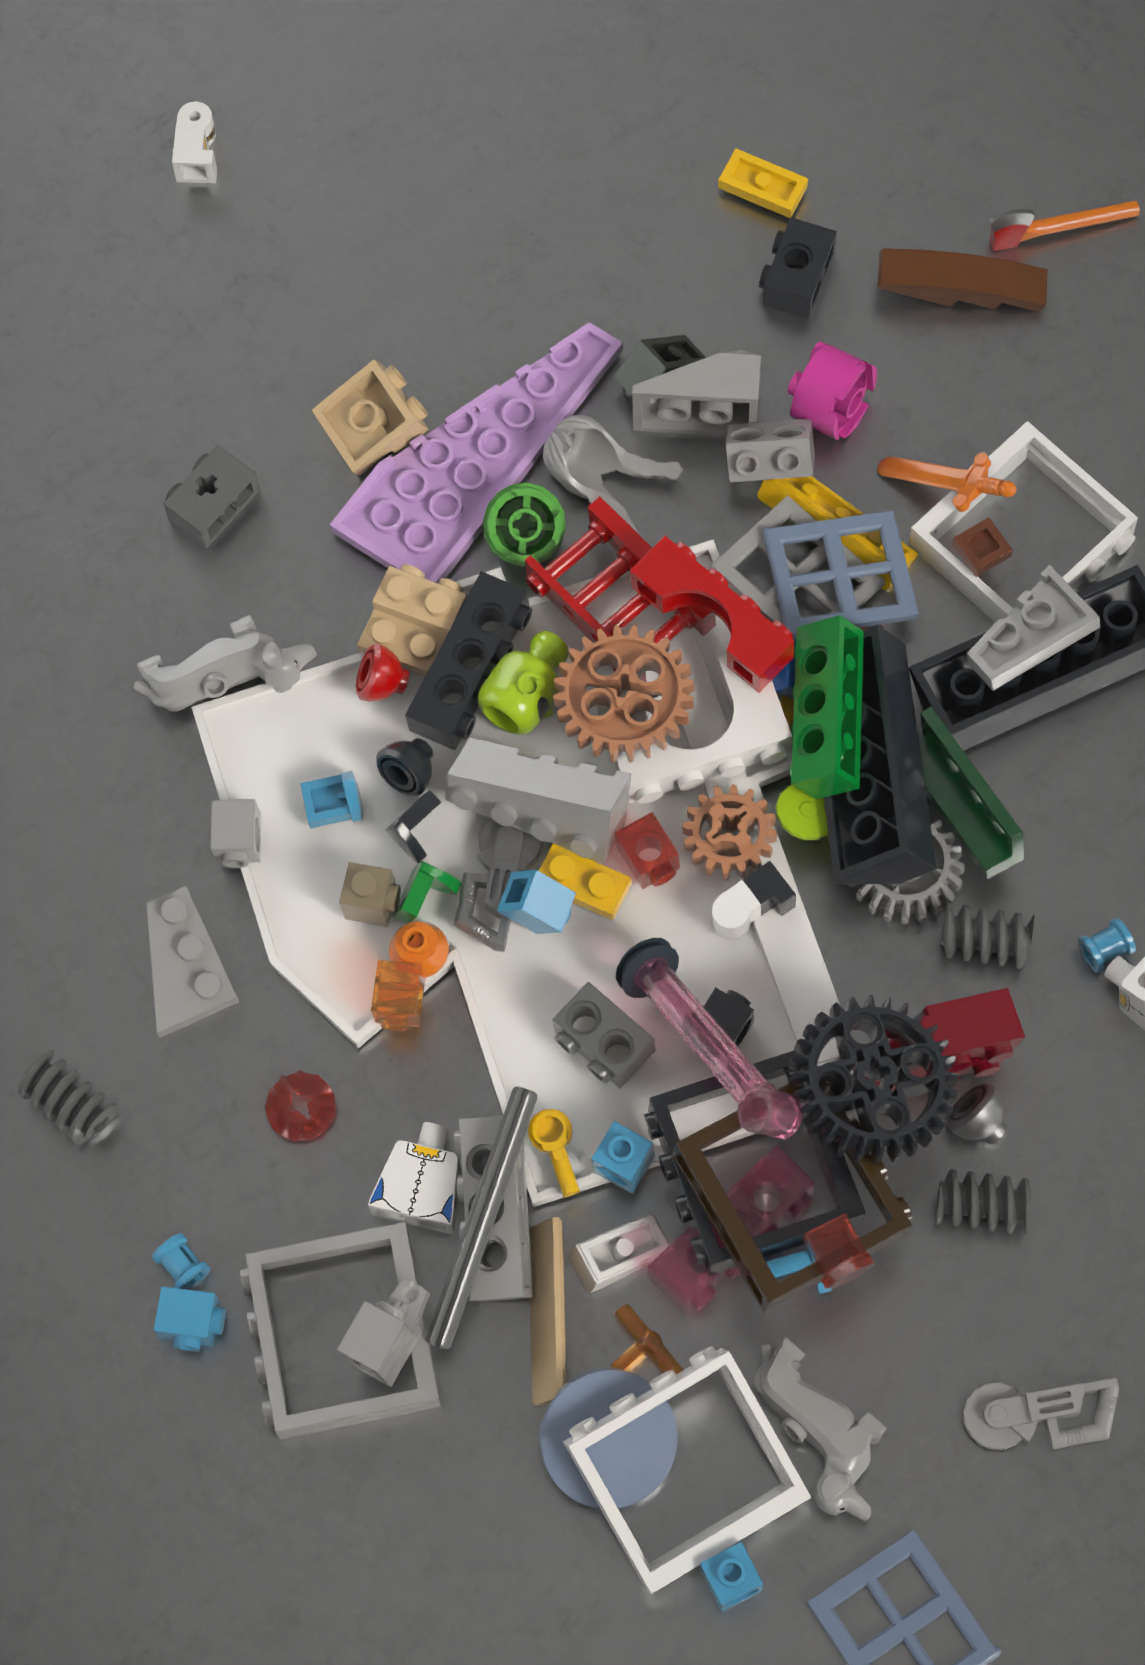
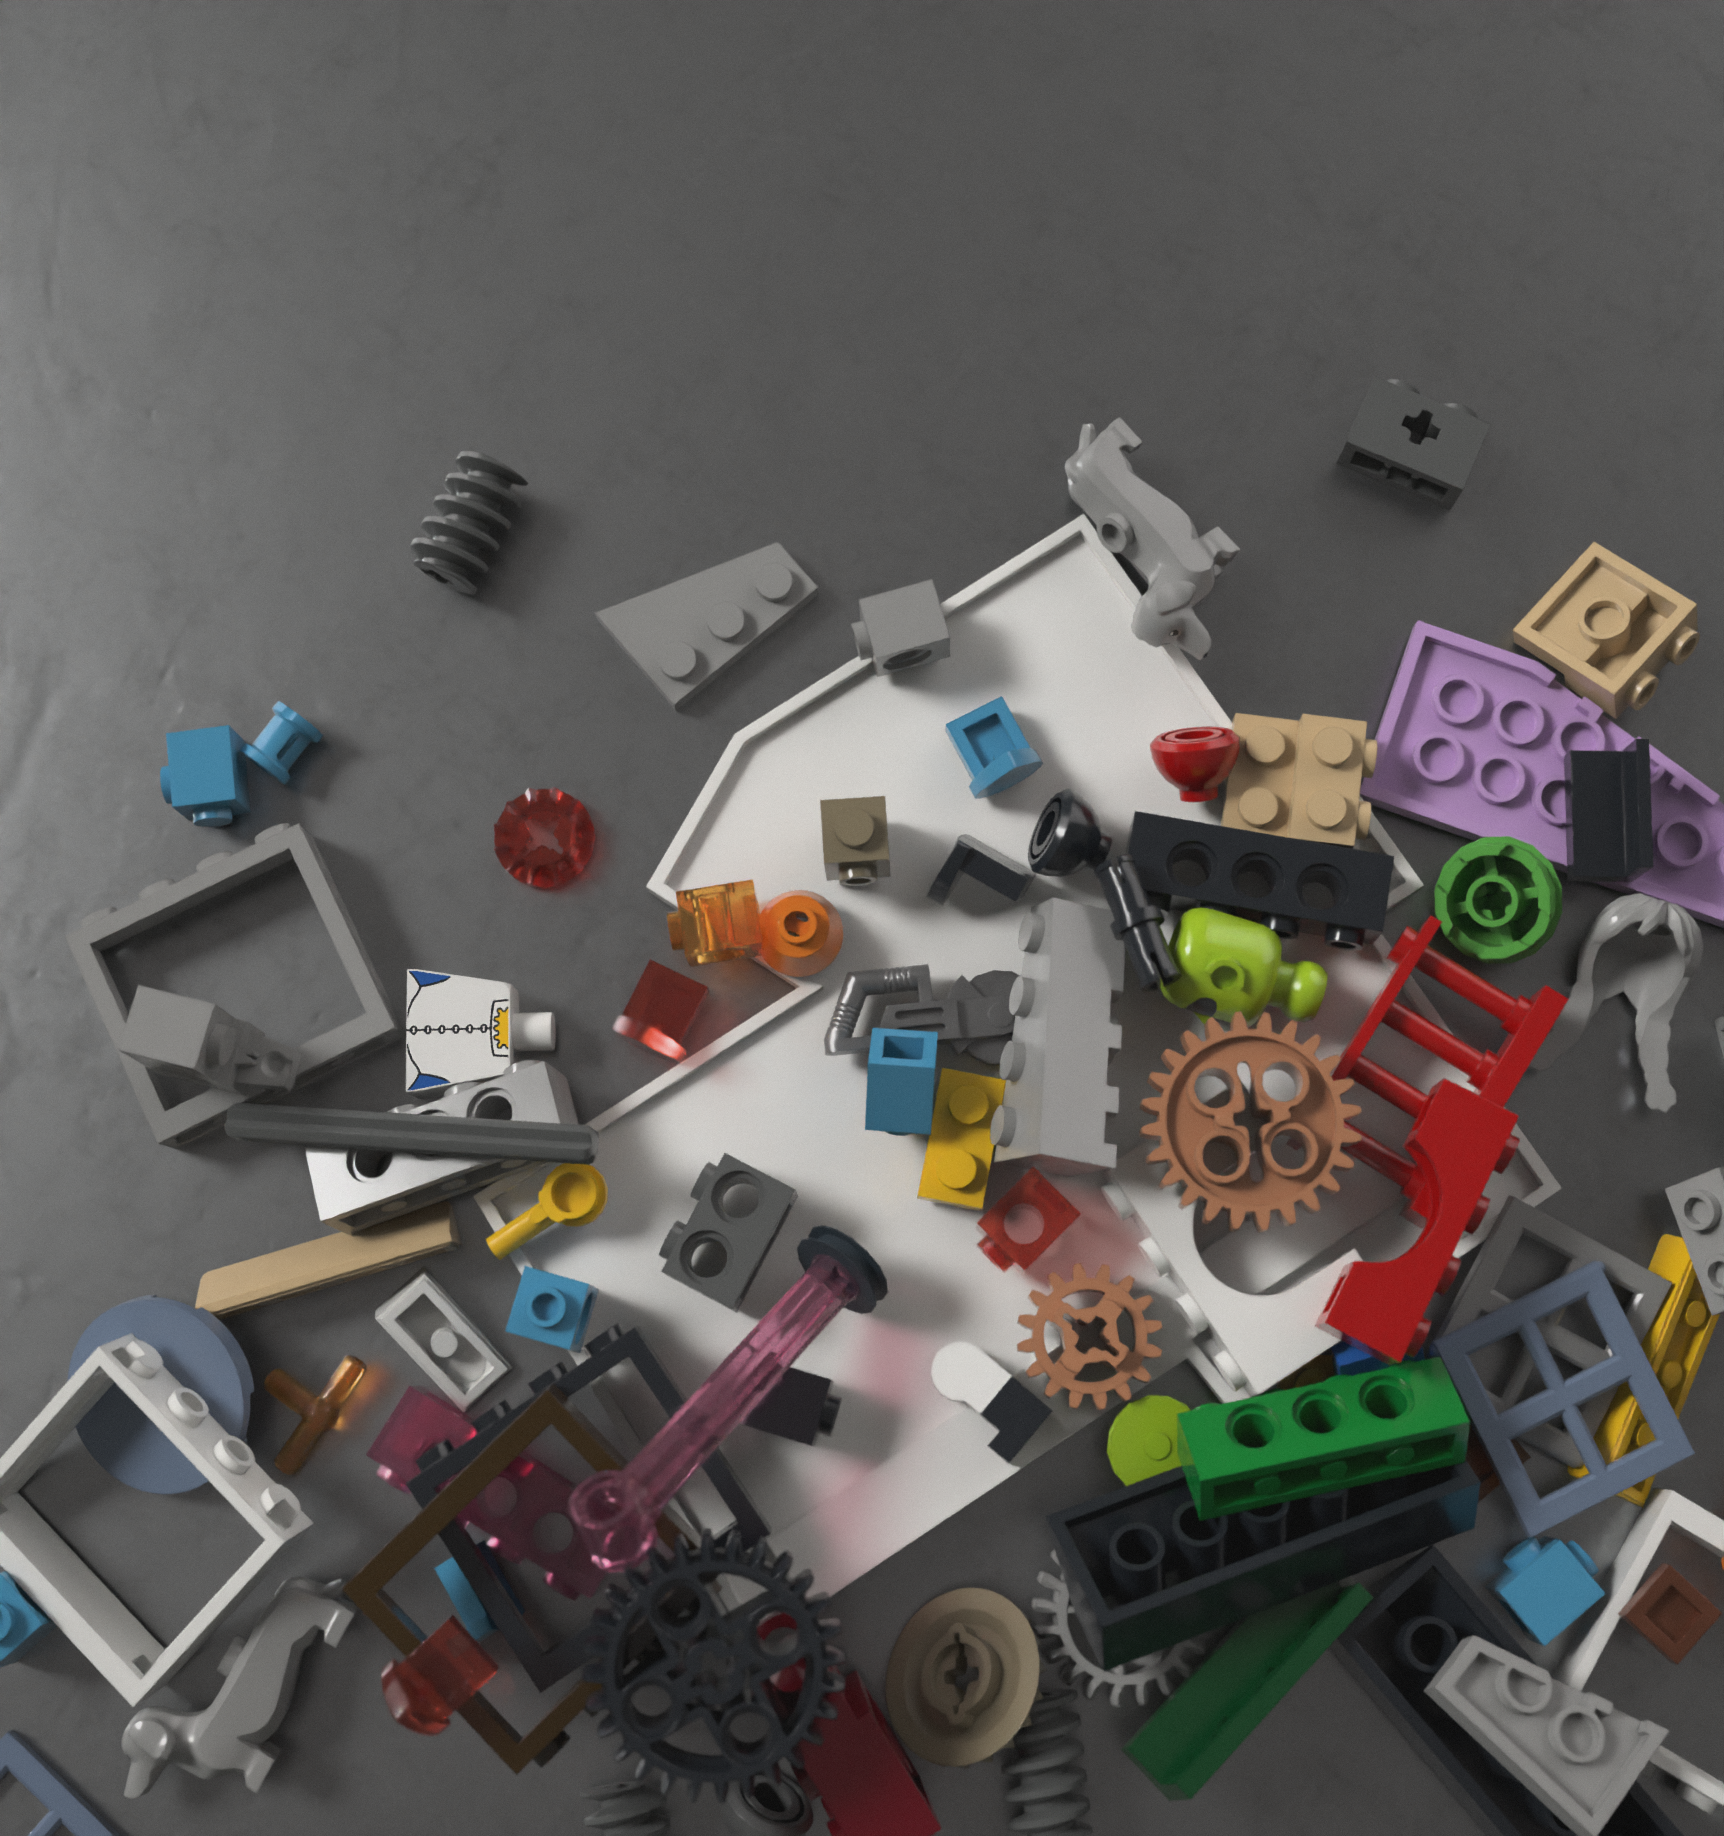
camera: 75 degrees right, 10 degrees up
(420, 881) = (884, 906): green tile -> none
(445, 1050) = (661, 1012): none -> clear red tile
(479, 727) = (1137, 923): none -> black pin
(489, 445) = (1608, 814): none -> black panel
(905, 940) = (934, 1649): none -> dark tan gear
(950, 616) = (1546, 1586): none -> dark azure brick

